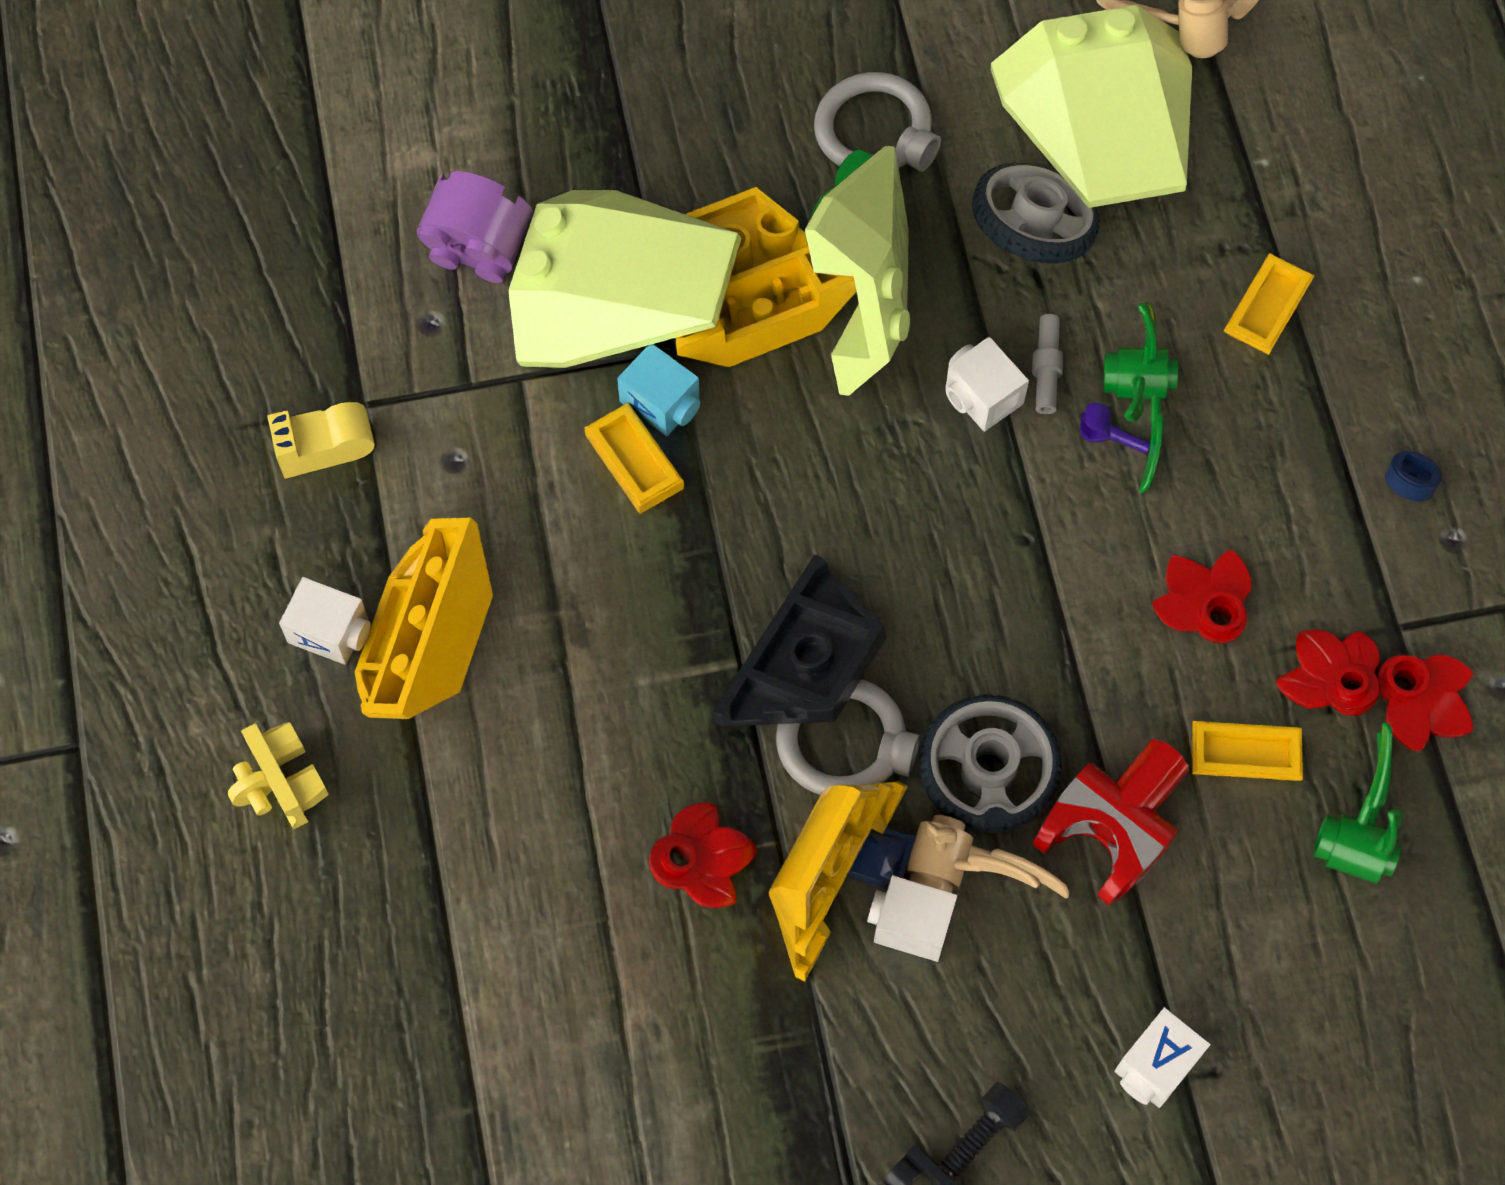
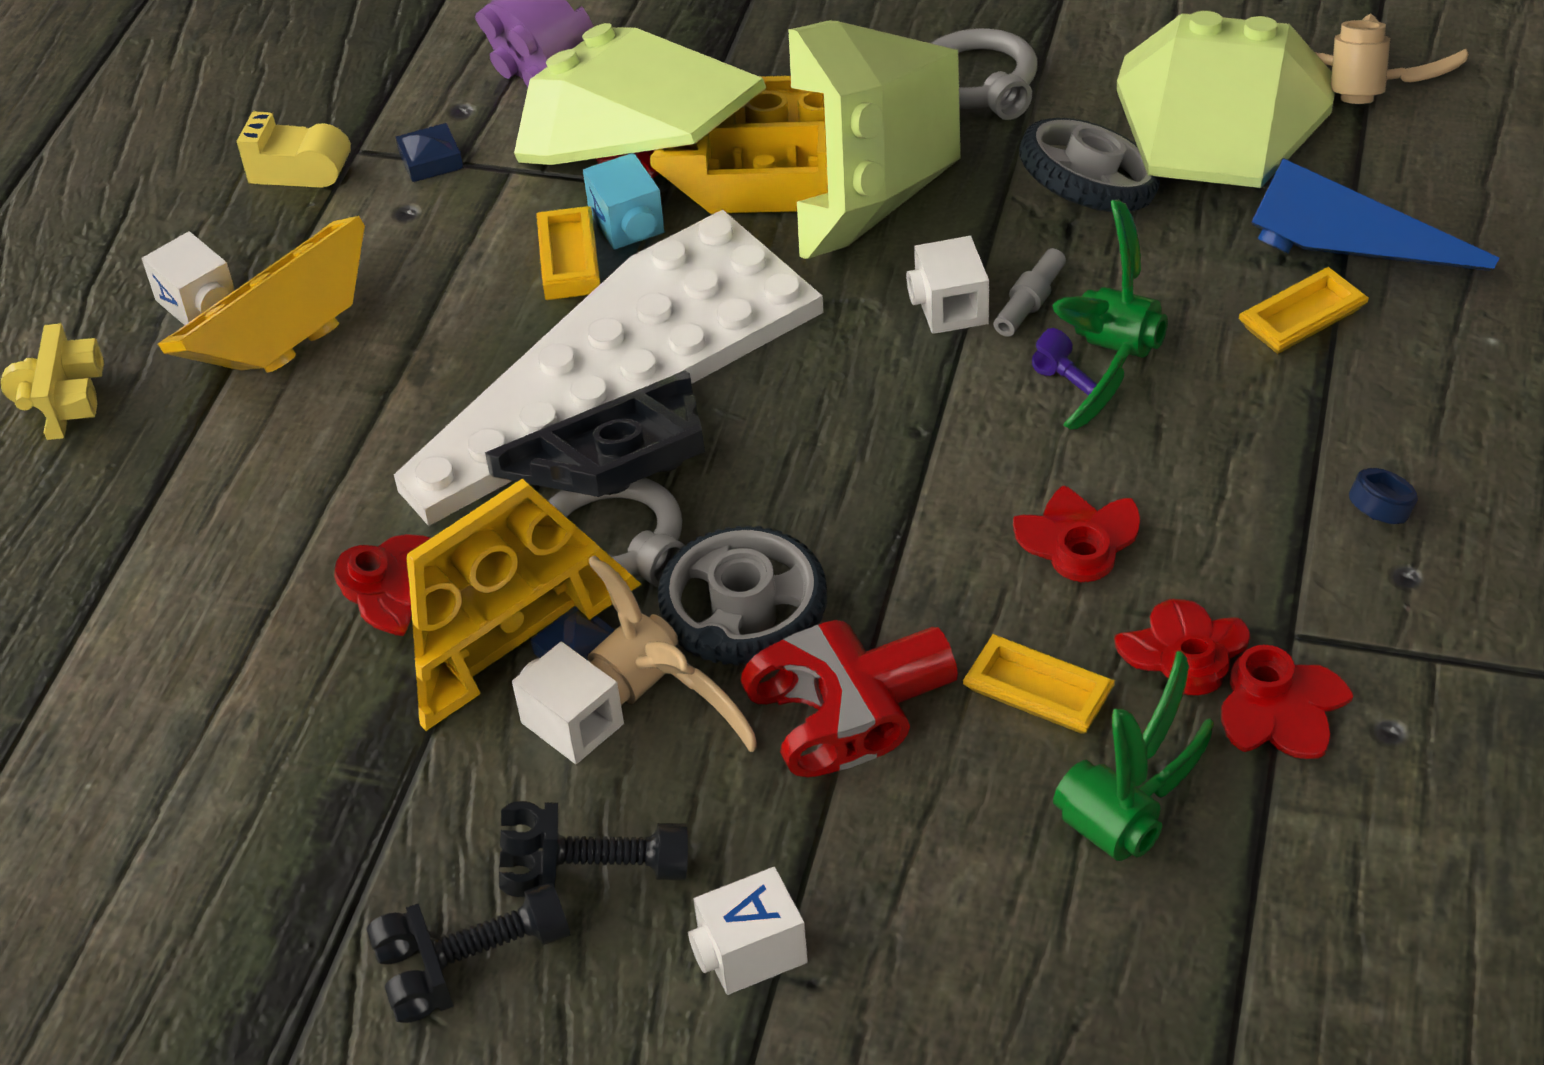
camera: 30 degrees right, 20 degrees down
(439, 388) = (429, 152): none -> dark blue tile
(754, 517) = (662, 312): none -> white wing
(987, 1055) = (663, 851): none -> black bar
(1247, 209) = (1331, 218): none -> blue wedge

